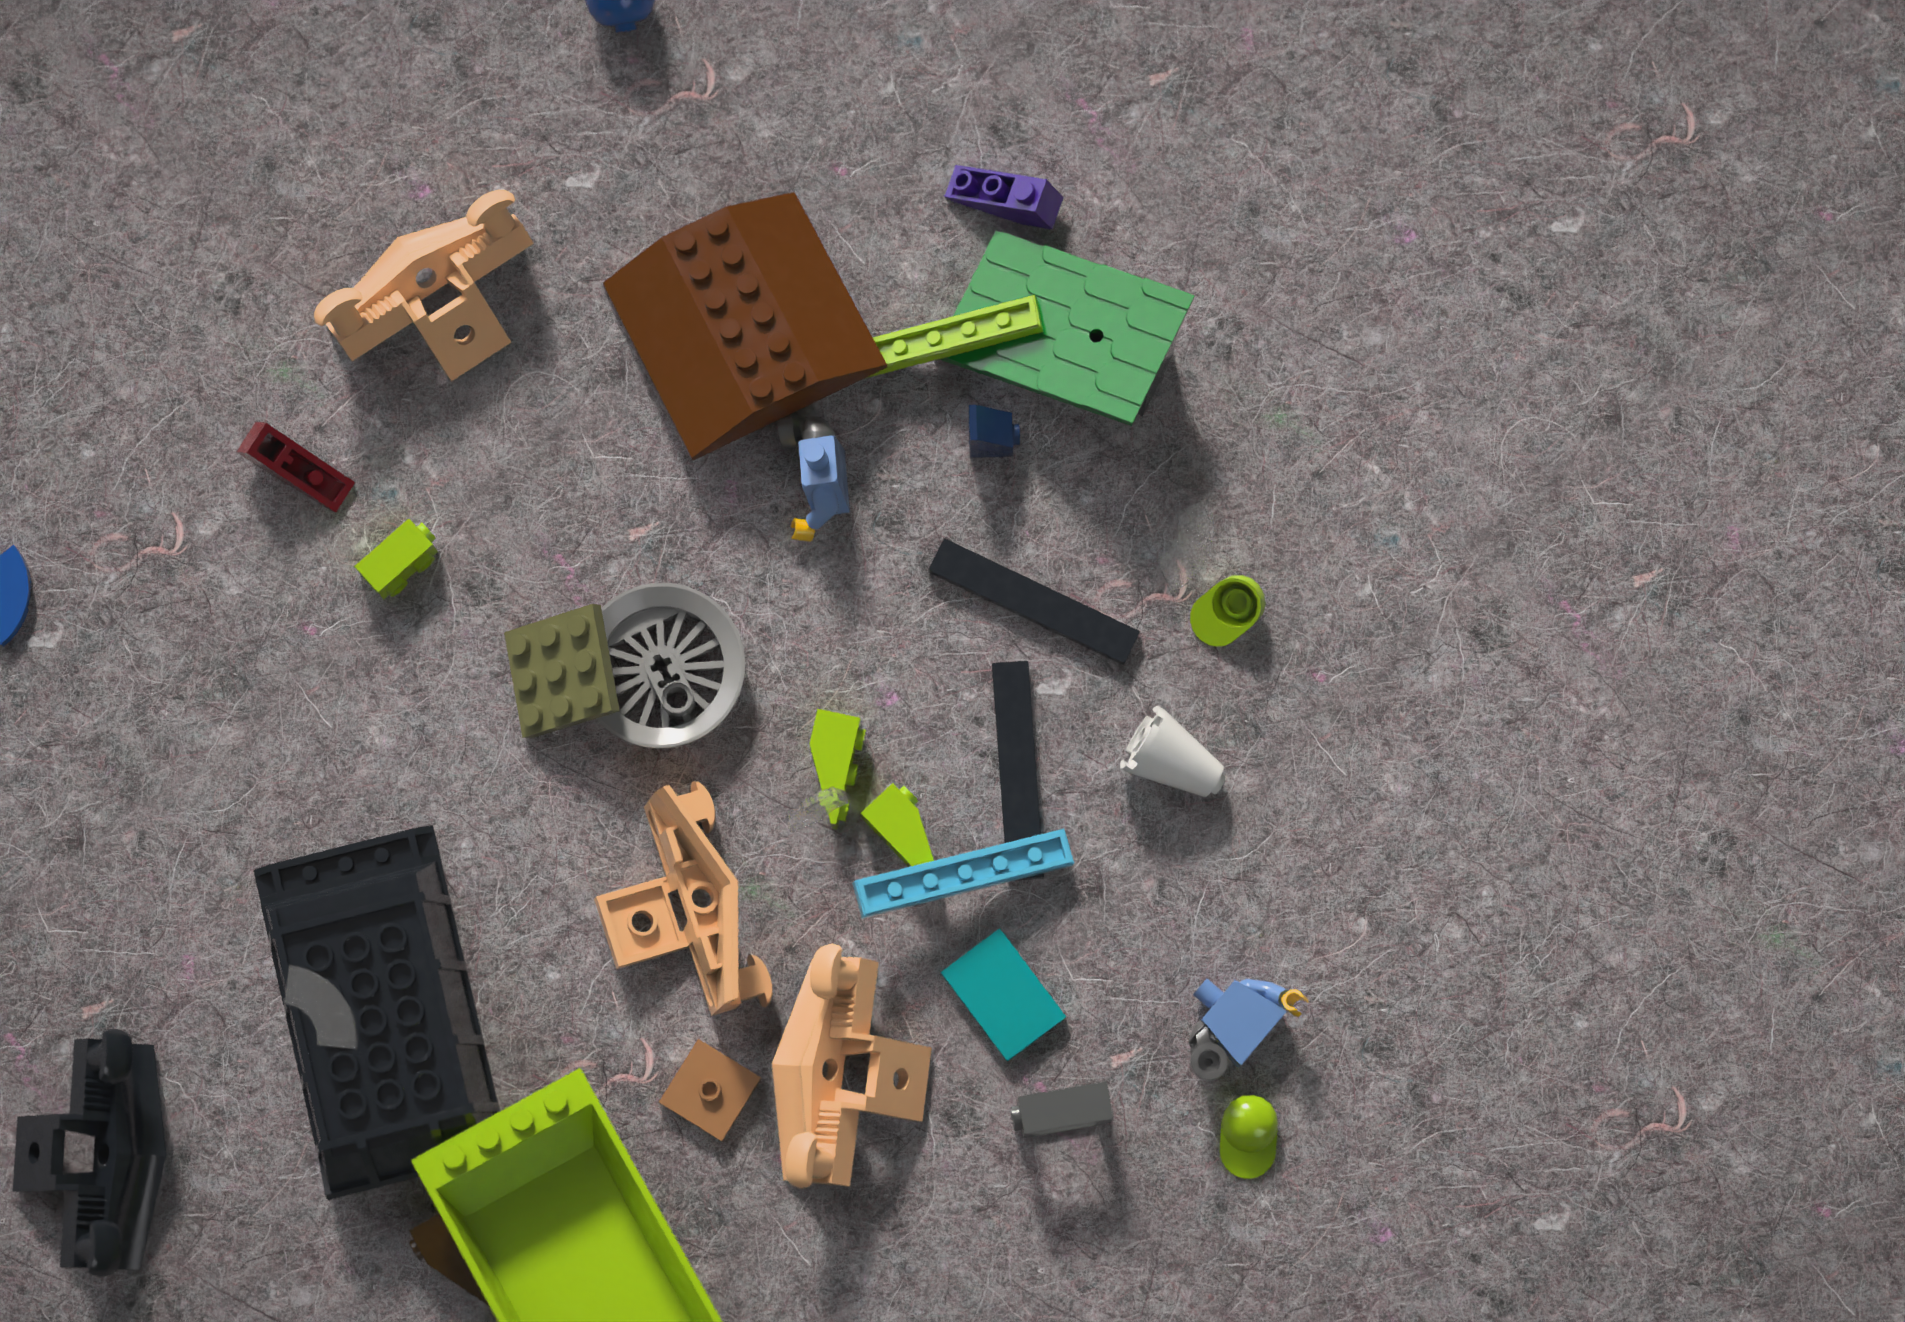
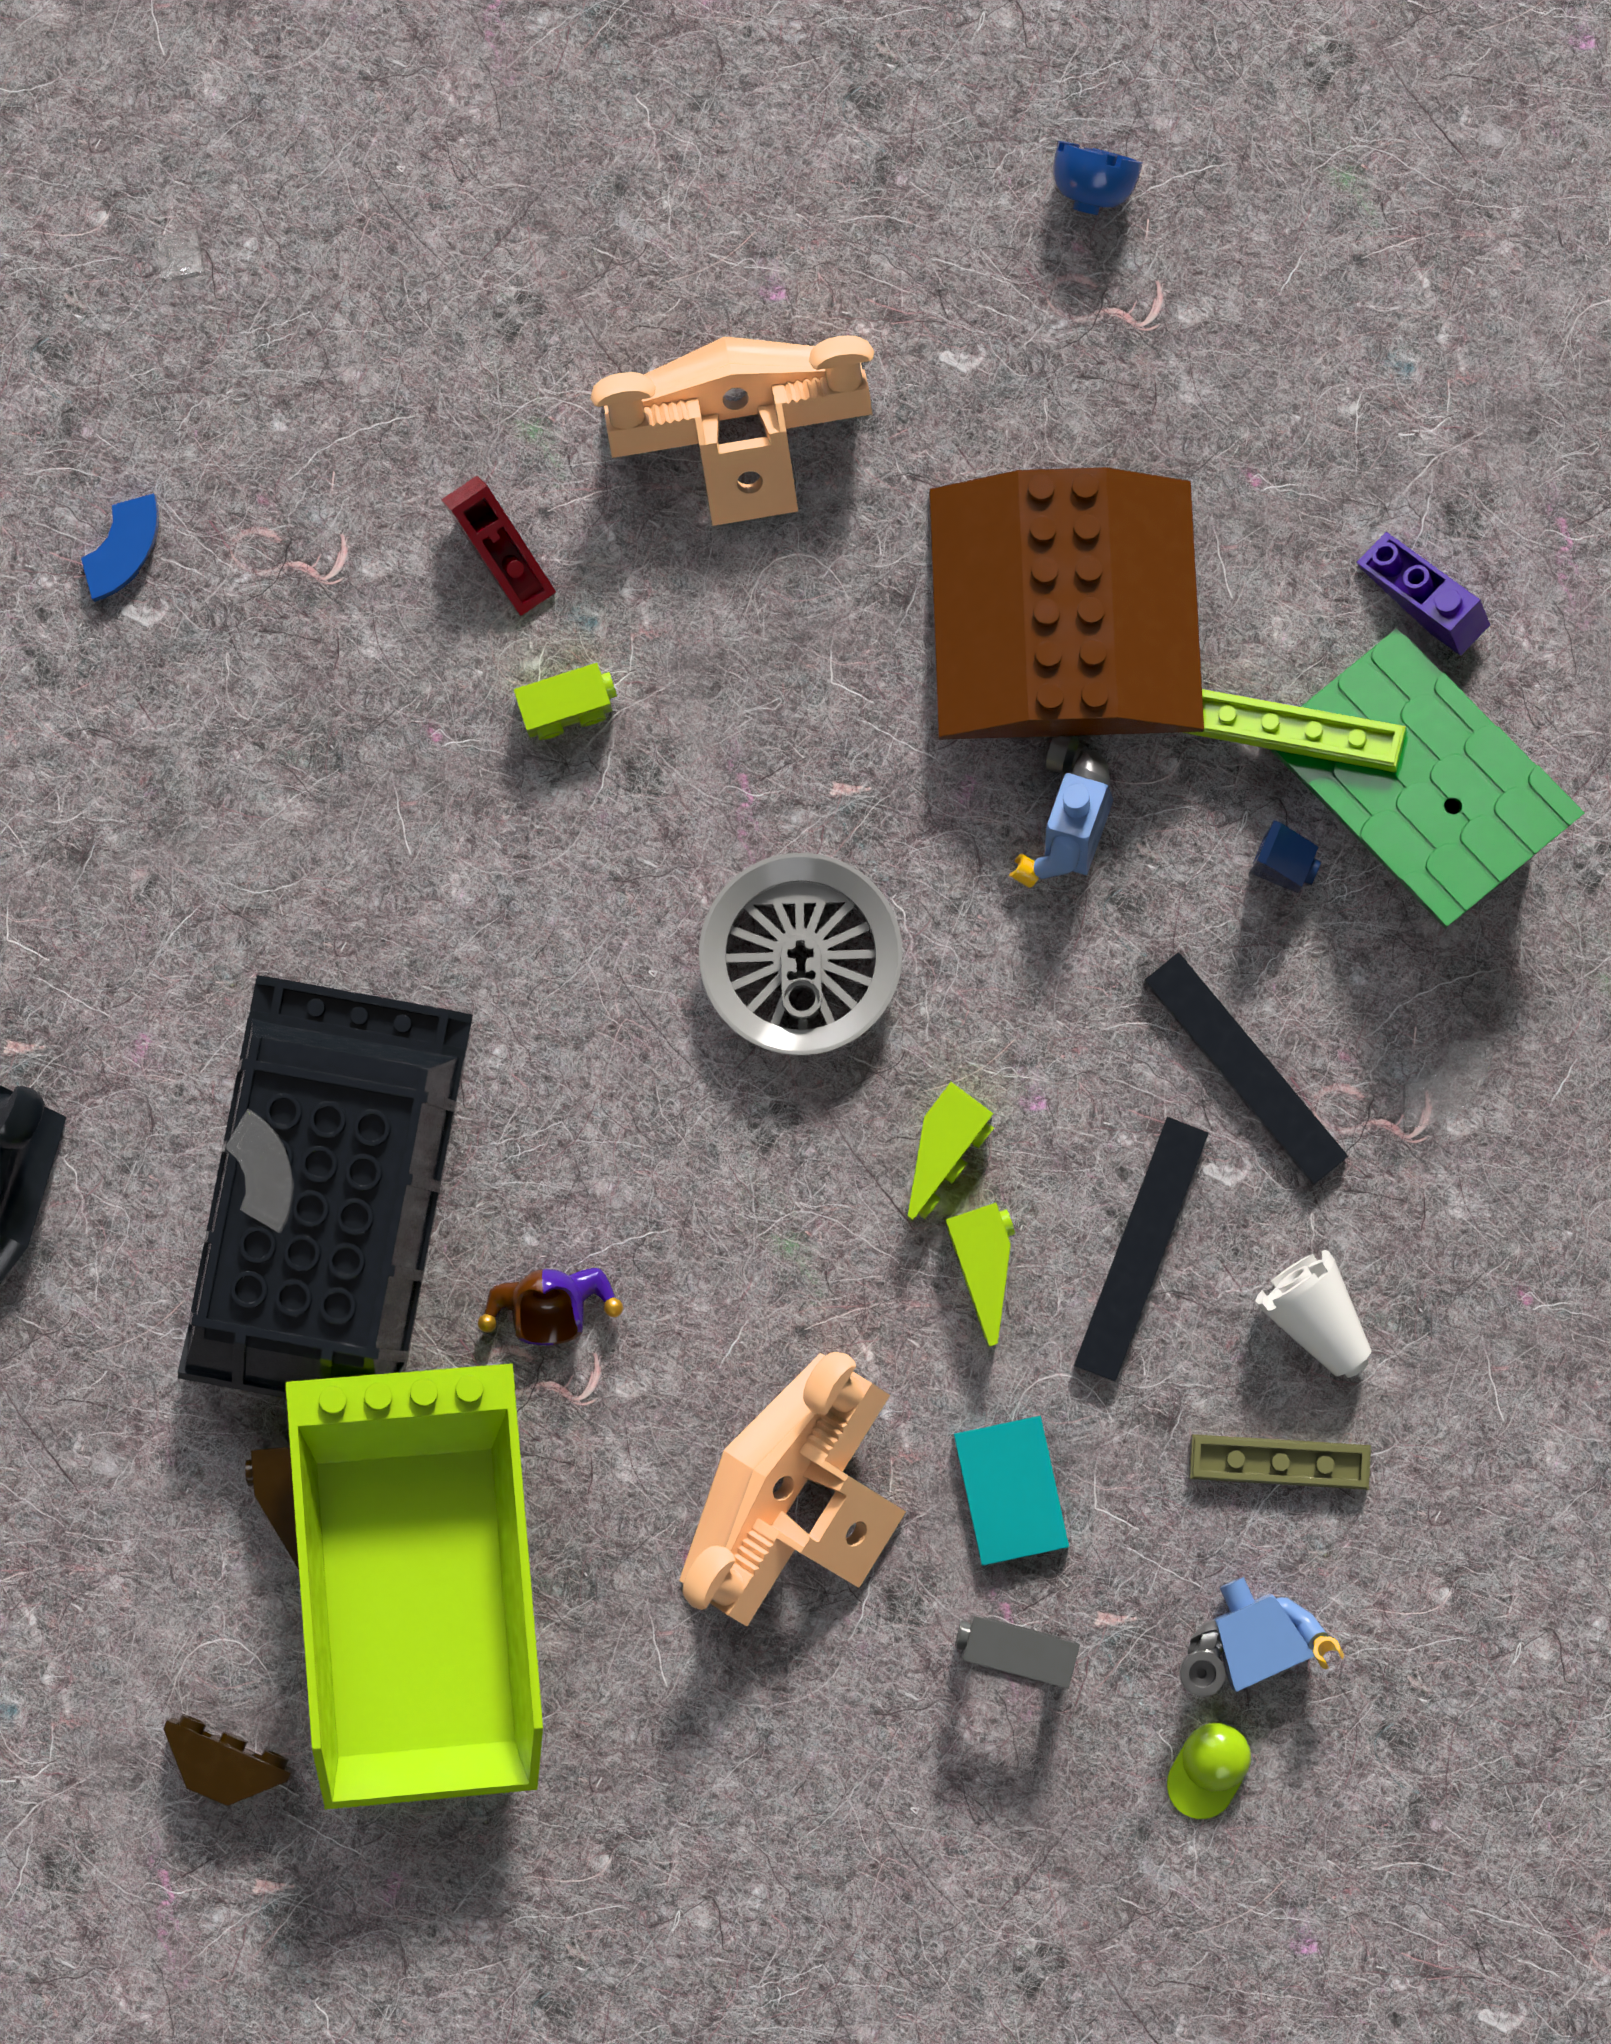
camera: 30 degrees right, 5 degrees up
(561, 671) = (688, 910): olive plate -> none
(589, 1015) = (549, 1304): none -> reddish brown piece
(710, 931) = (720, 1275): light nougat piece -> none
(710, 1090) = (643, 1446): medium nougat plate -> none
(815, 808) = (898, 1192): clear tile -> none
(962, 873) = (1028, 1339): medium azure tile -> none
(1194, 881) = (1280, 1462): none -> olive tile
(1227, 610) = (1457, 1178): lime cap -> none

